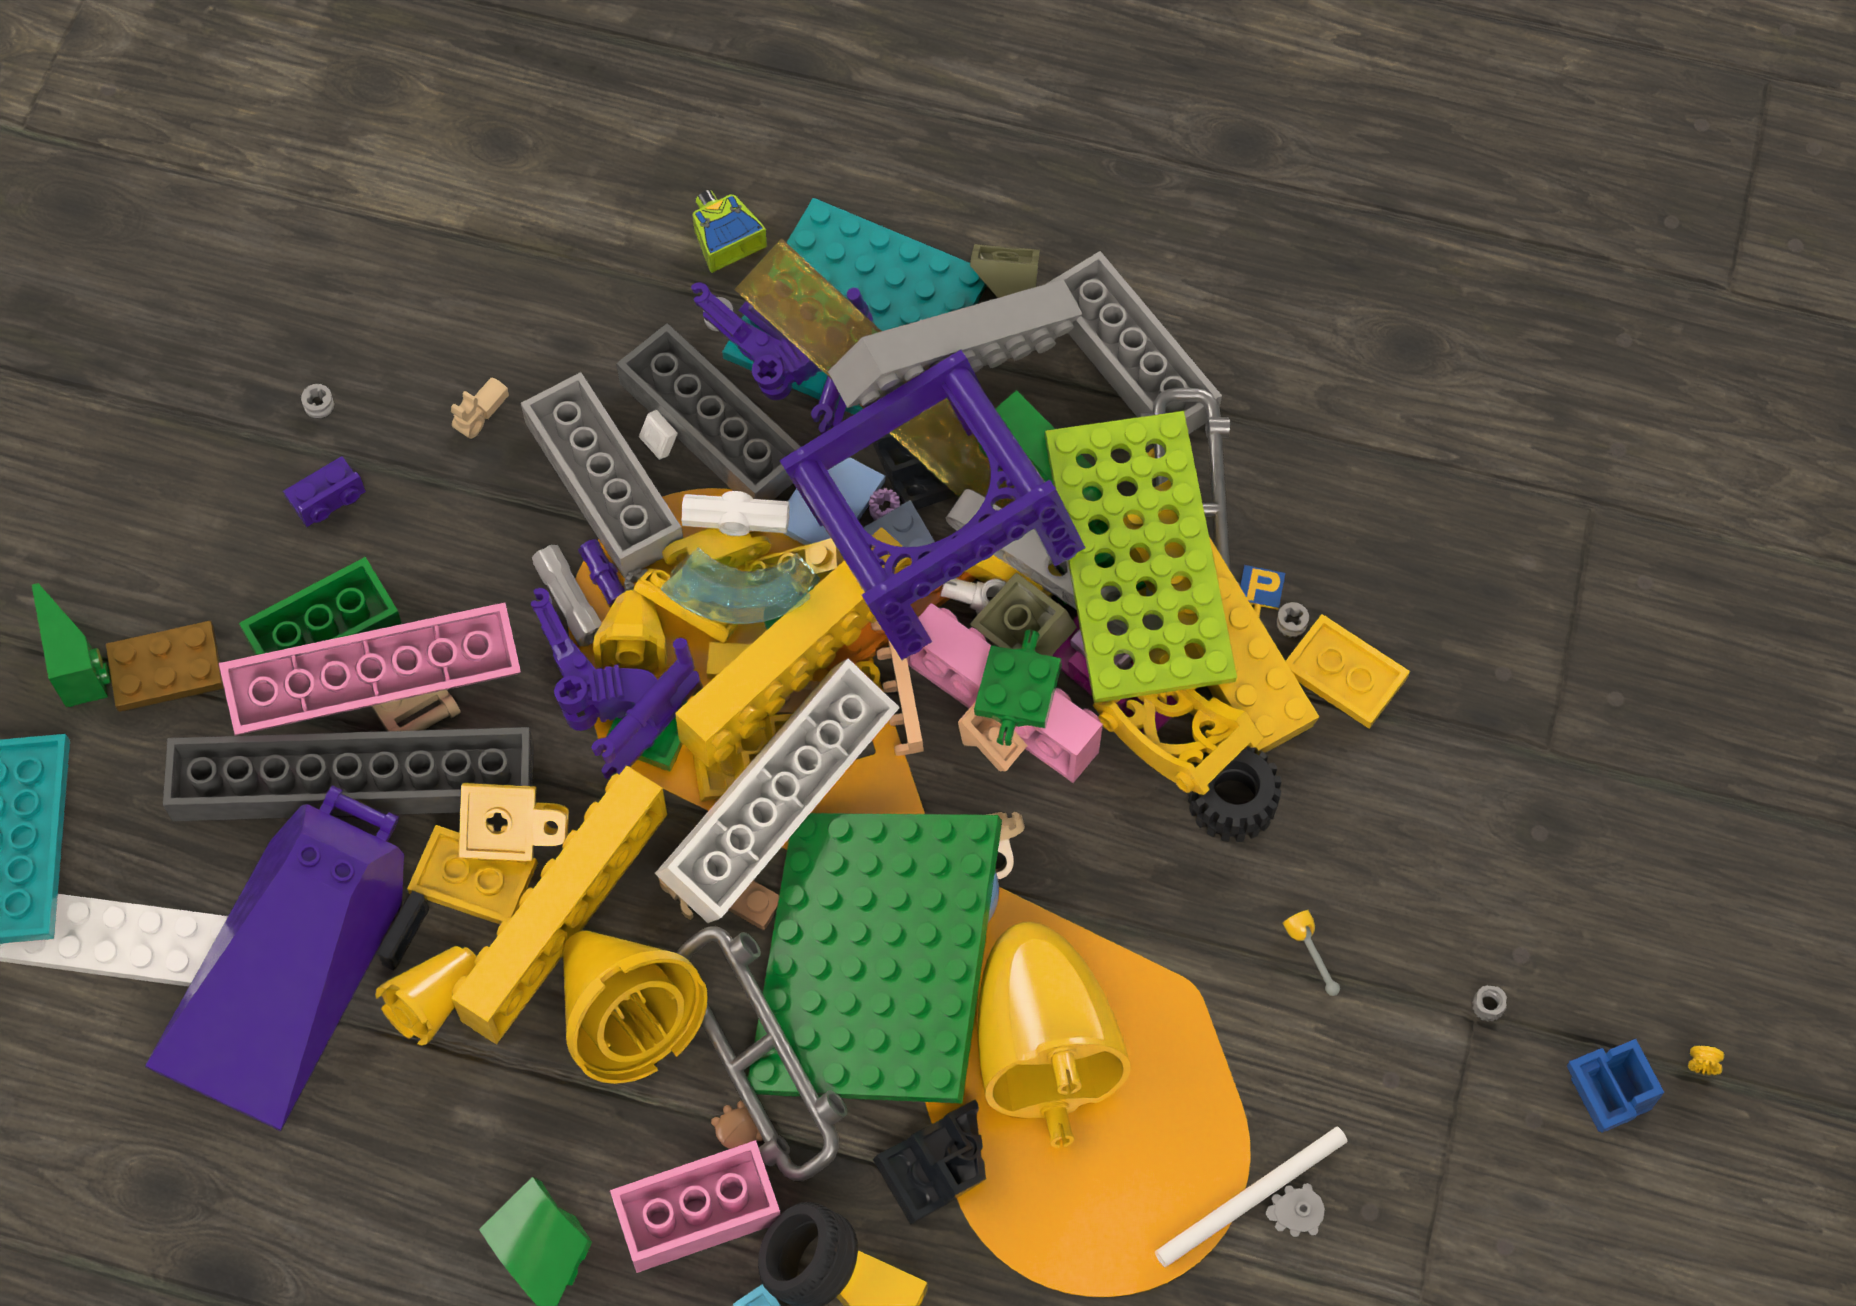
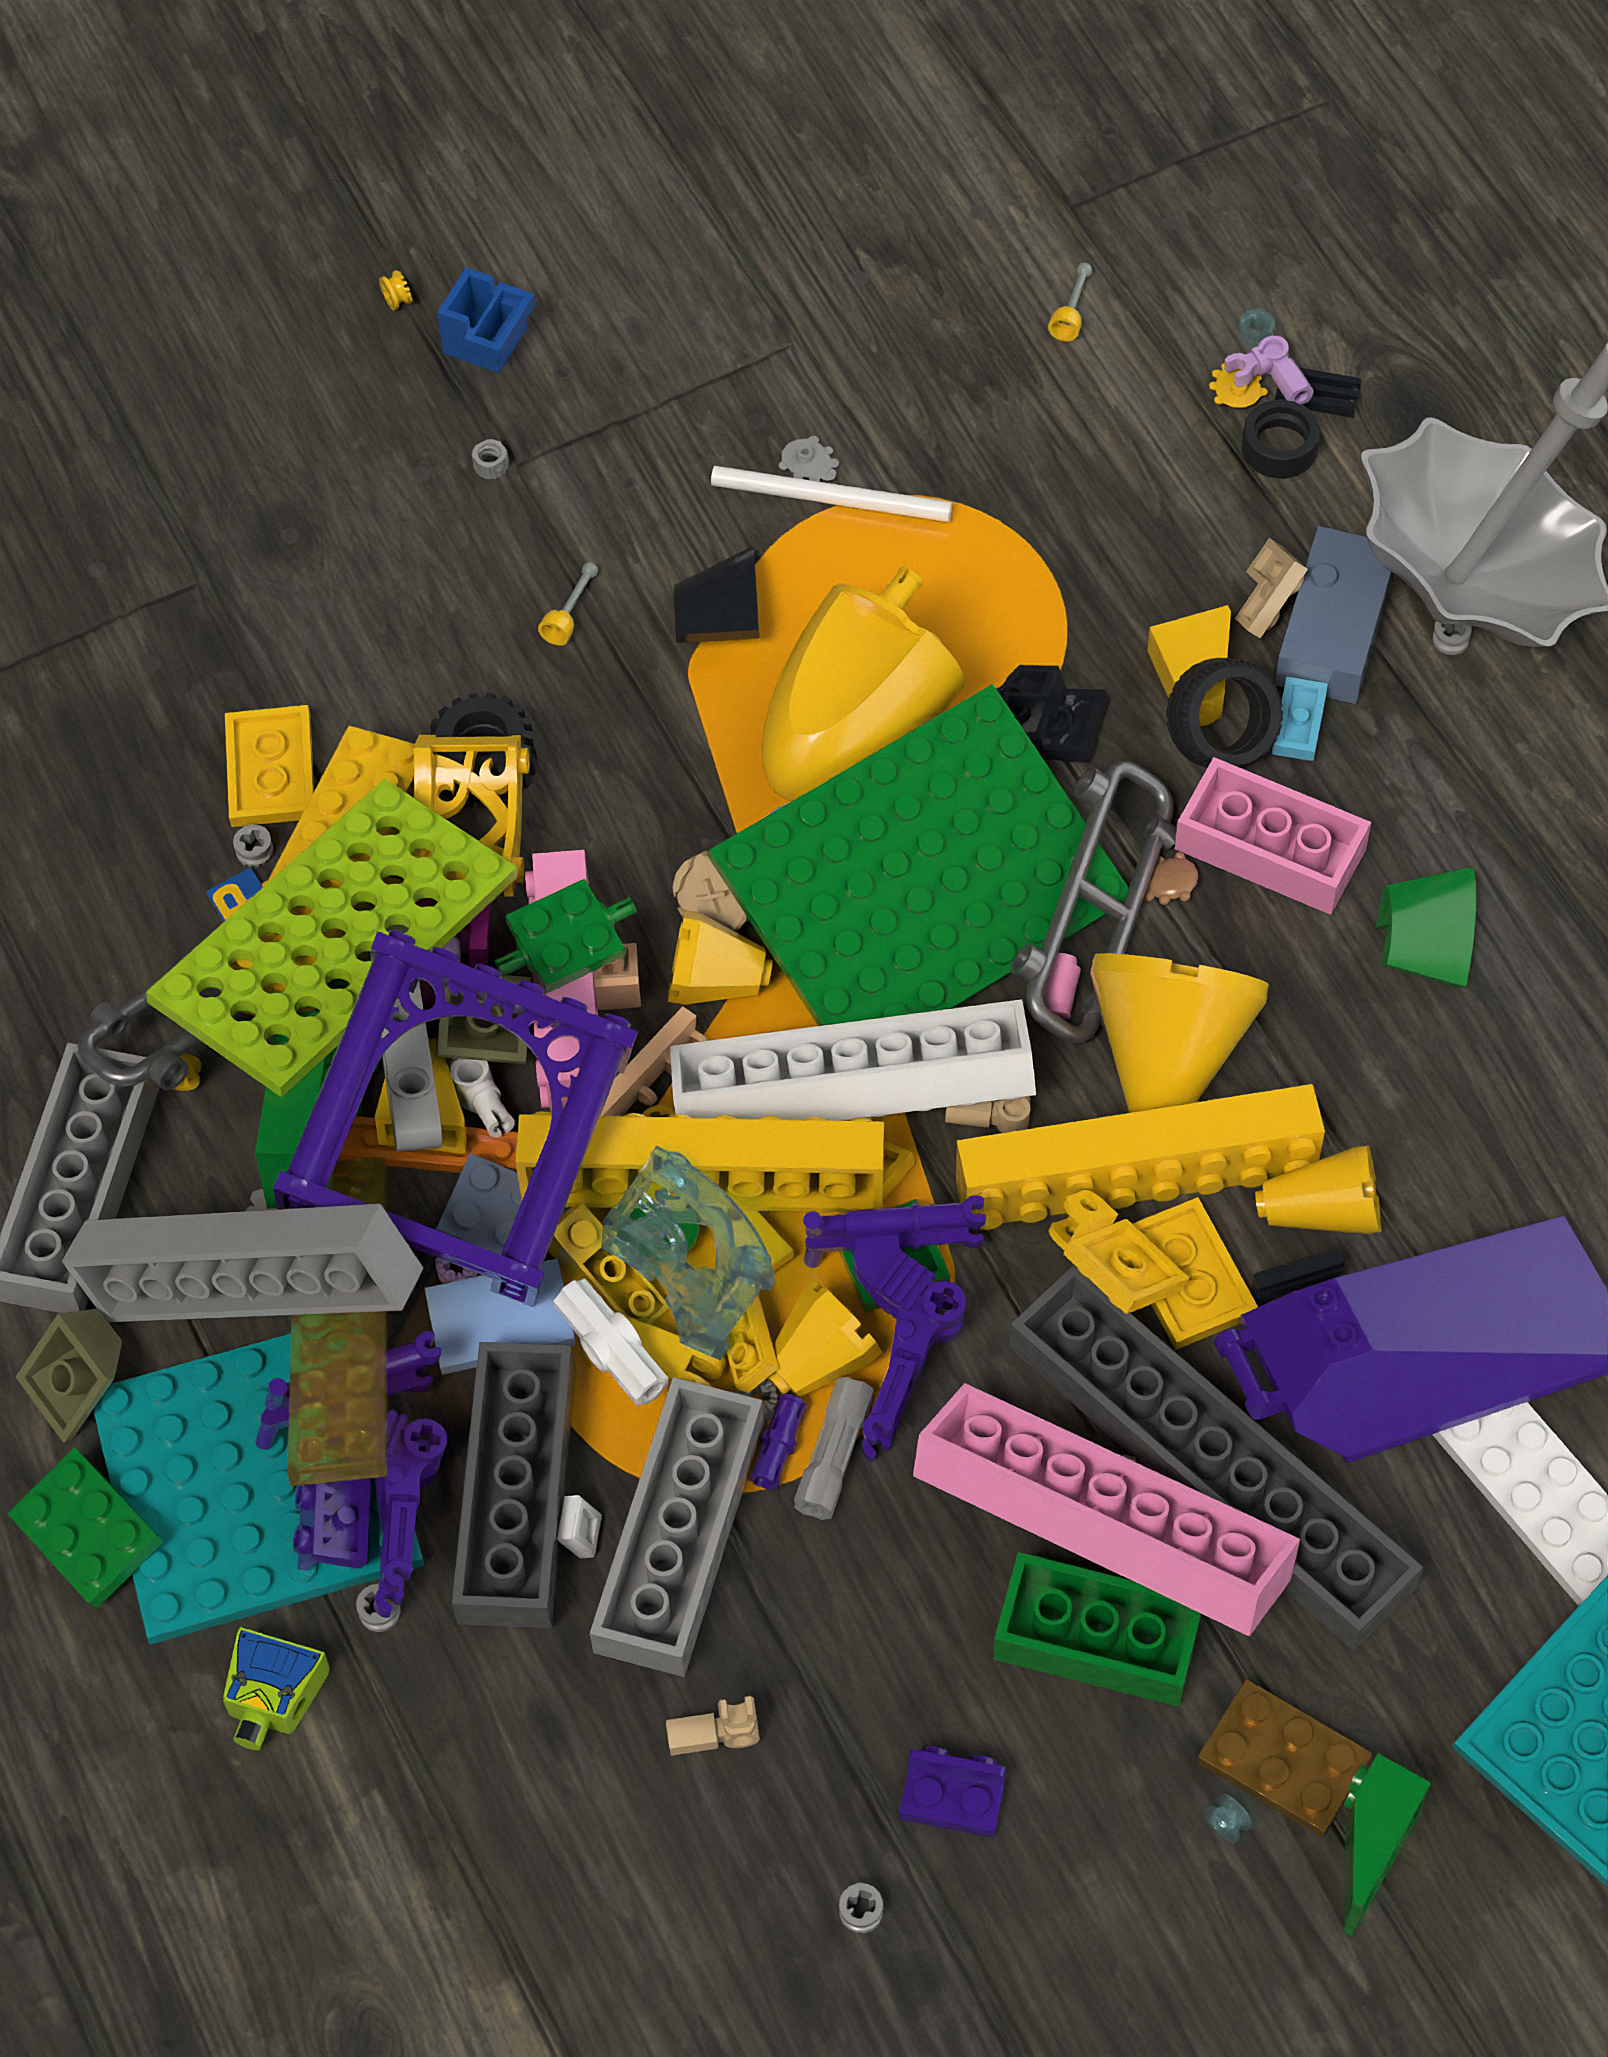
camera: 130 degrees left, 5 degrees down
(163, 603) = (1228, 1818): none -> clear light blue bush
(726, 983) = (1062, 985): none -> bright pink cone
(905, 210) = (85, 1528): none -> green plate
(941, 786) = (715, 963): none -> yellow cone
(1222, 1035) = (718, 602): none -> black slope

